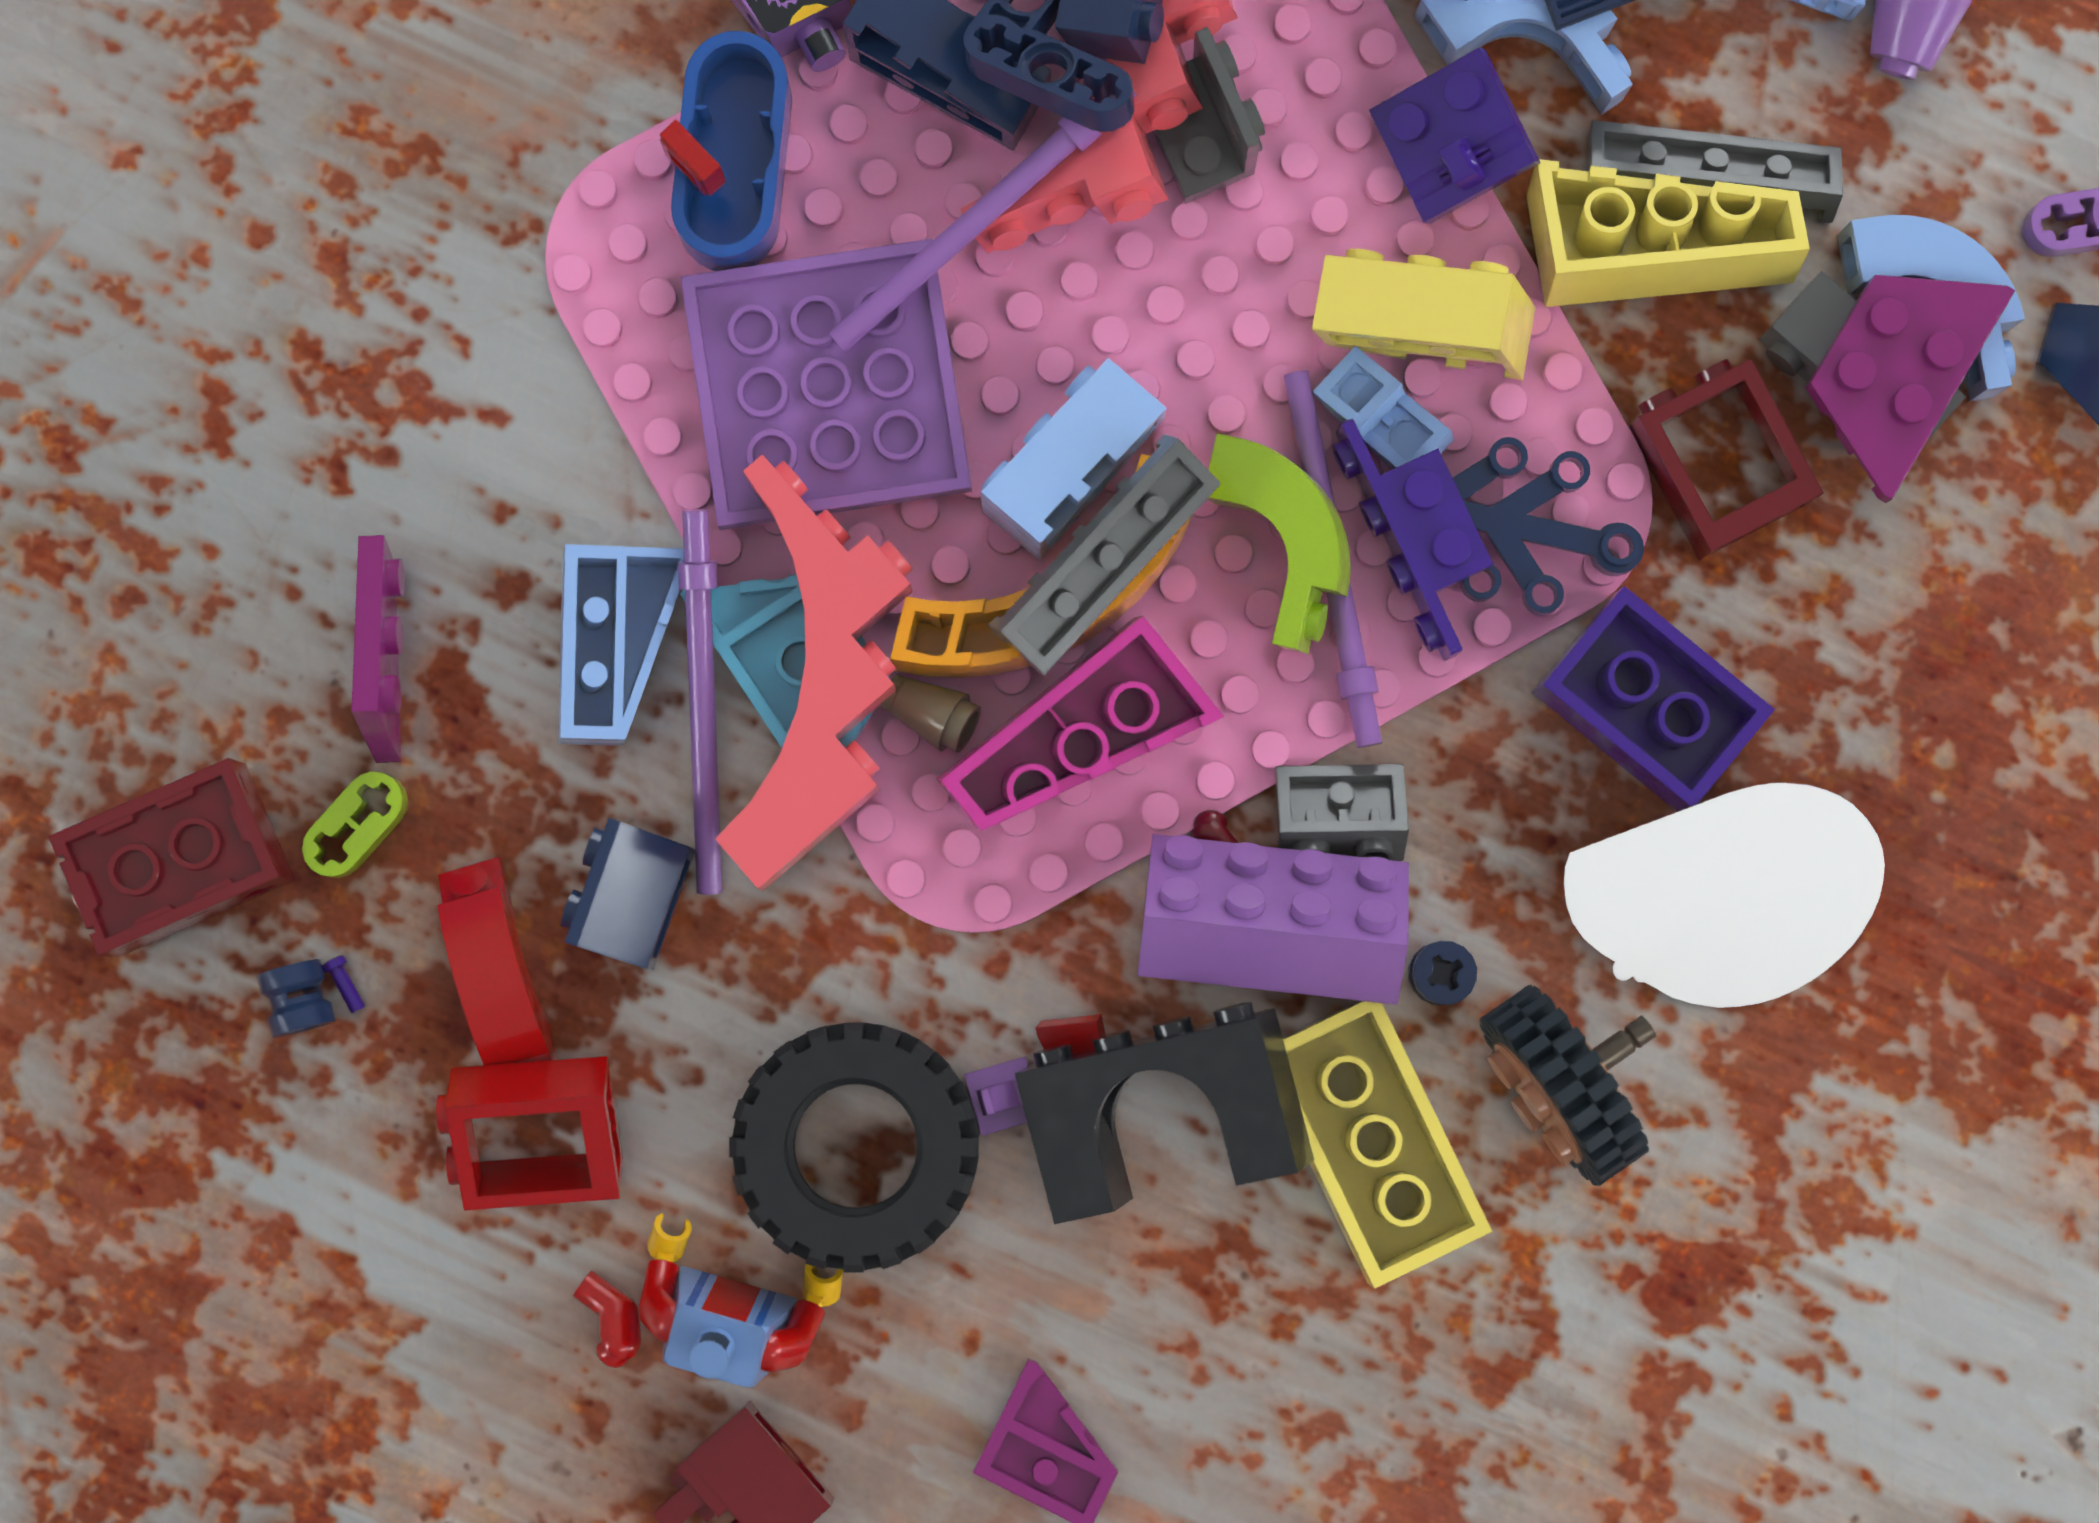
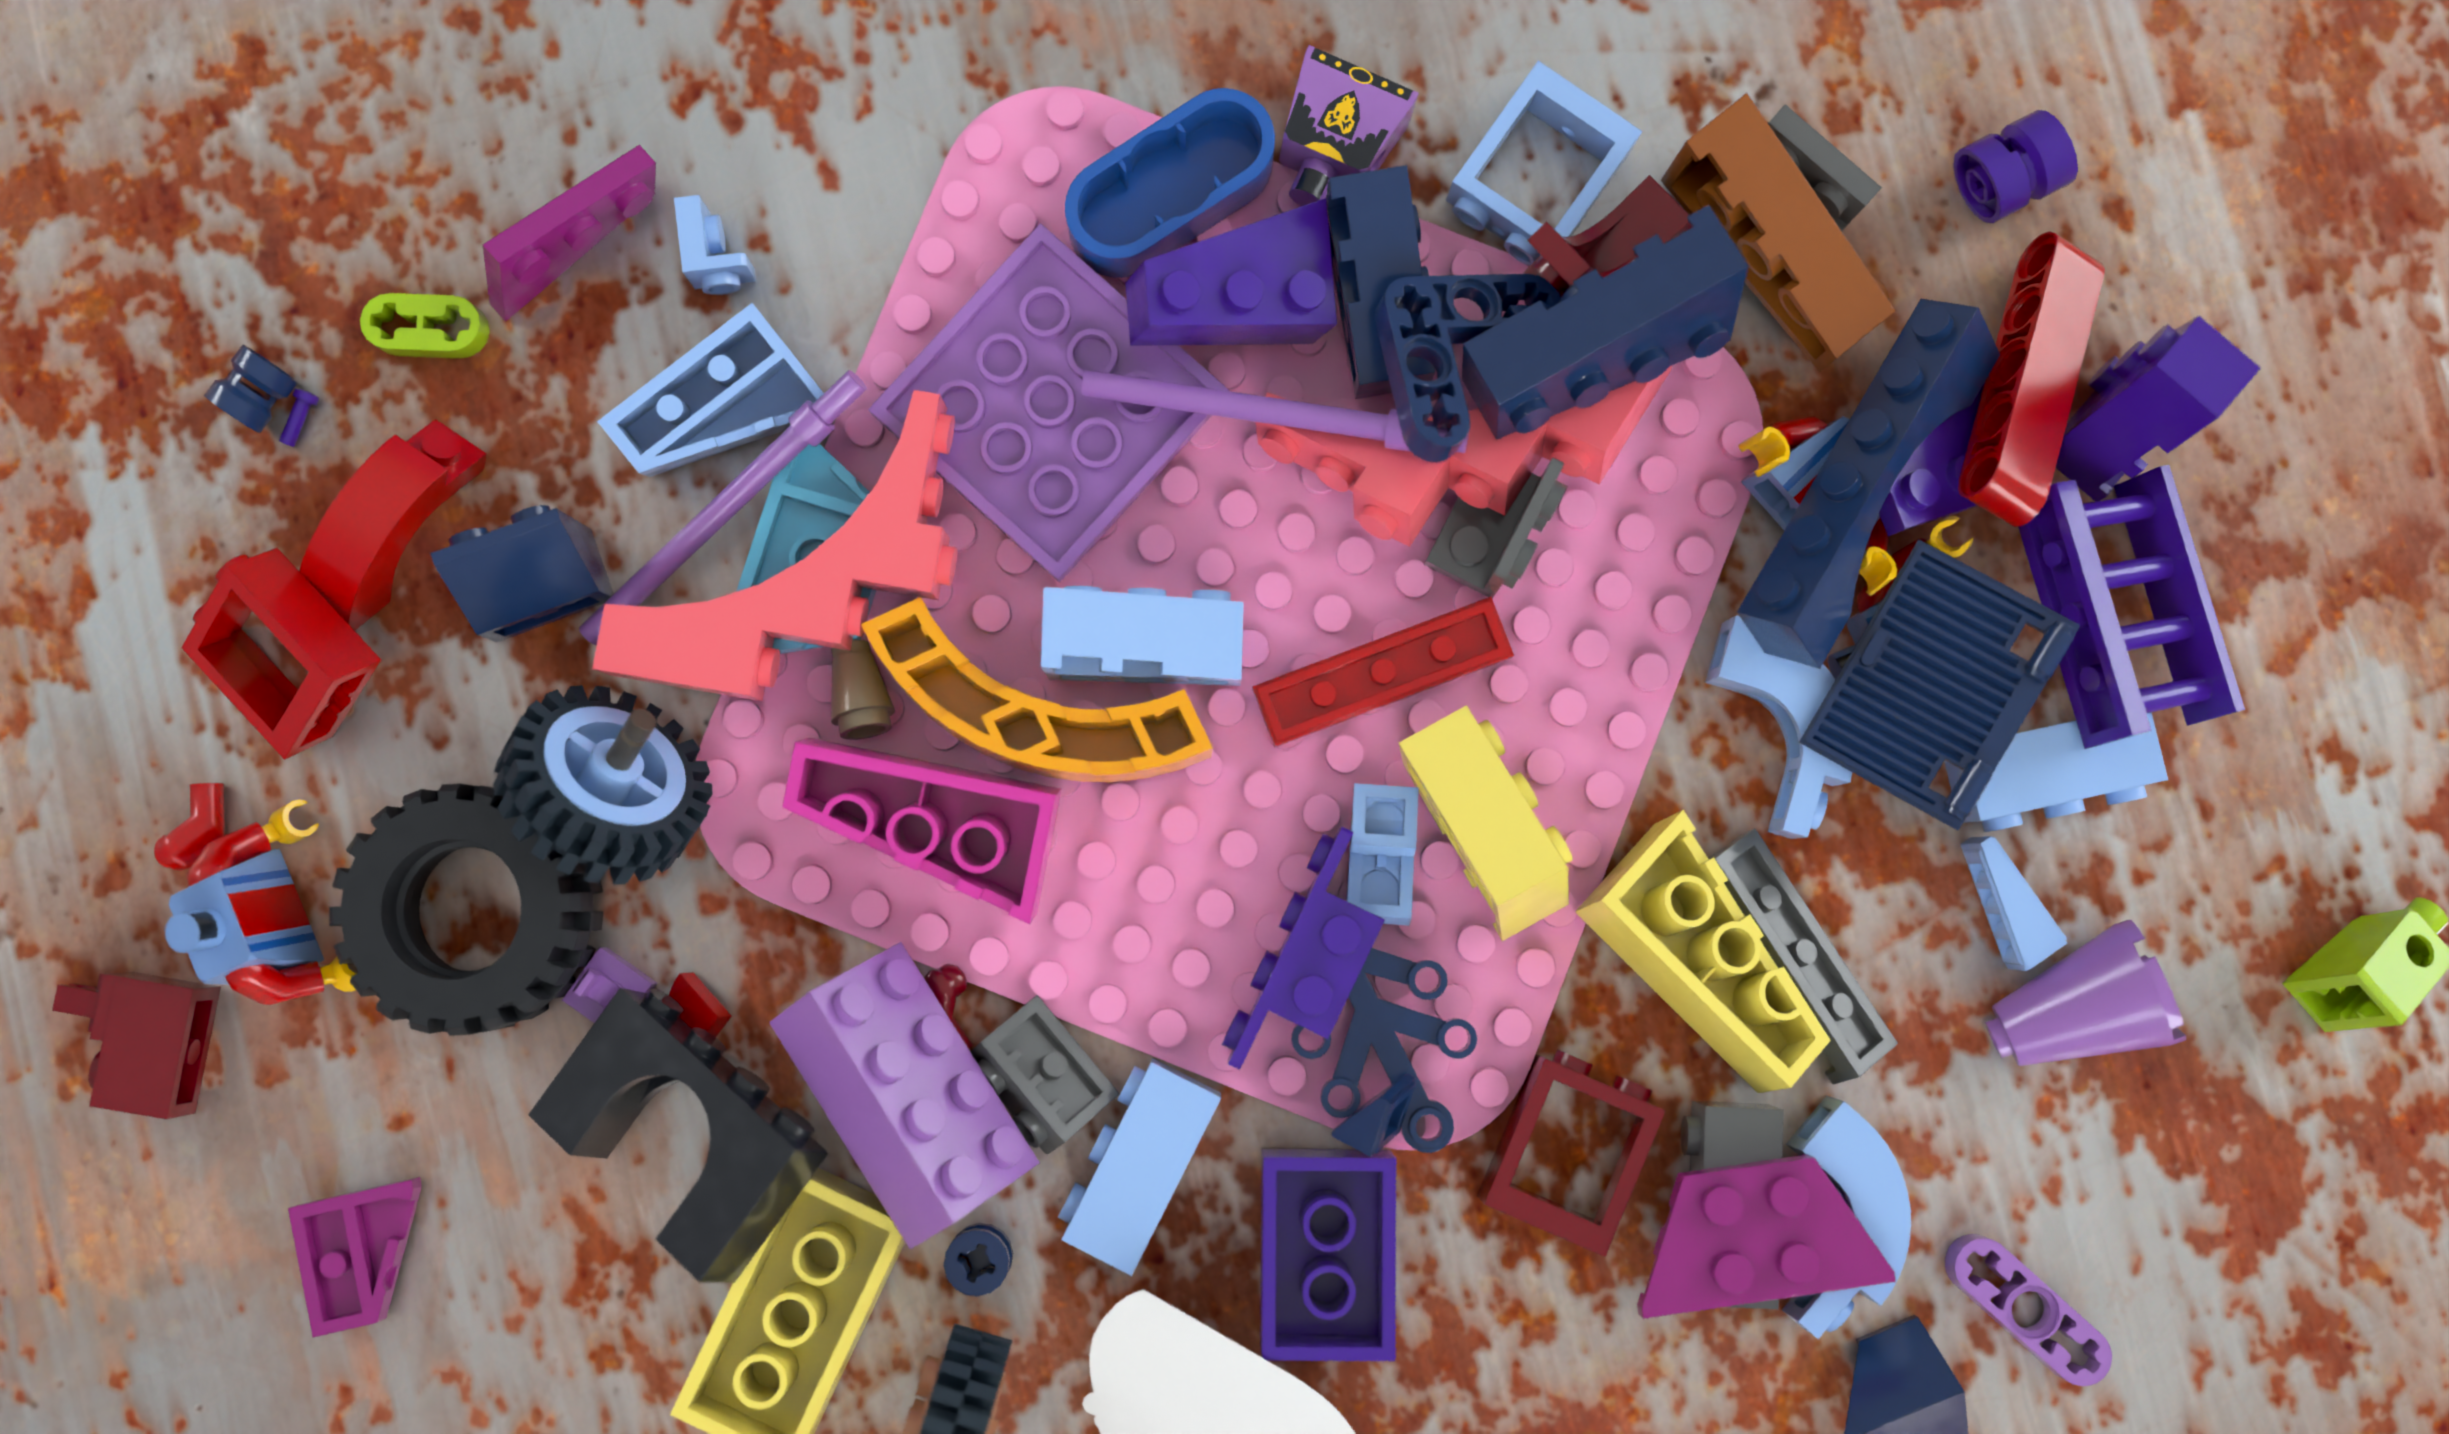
camera: 50 degrees right, 0 degrees up
(171, 858) = (279, 206): dark red piece -> none
(470, 553) = (699, 241): none -> light blue bracket
(692, 158) = (1128, 150): red tile -> none
(848, 957) = (602, 784): none -> wheel
(864, 162) = (1239, 287): none -> dark purple wedge
(1106, 554) = (1075, 726): dark grey hinge -> none
(1243, 301) = (1382, 671): none -> red tile
(1308, 522) = (1241, 860): lime arch -> none
(1357, 680) = (1153, 1003): medium lavender bar -> none
(1454, 135) = (1649, 730): dark purple hinge -> none
(1469, 791) = (1138, 1165): none -> light blue brick
(1582, 577) = (1378, 1119): none -> dark blue slope

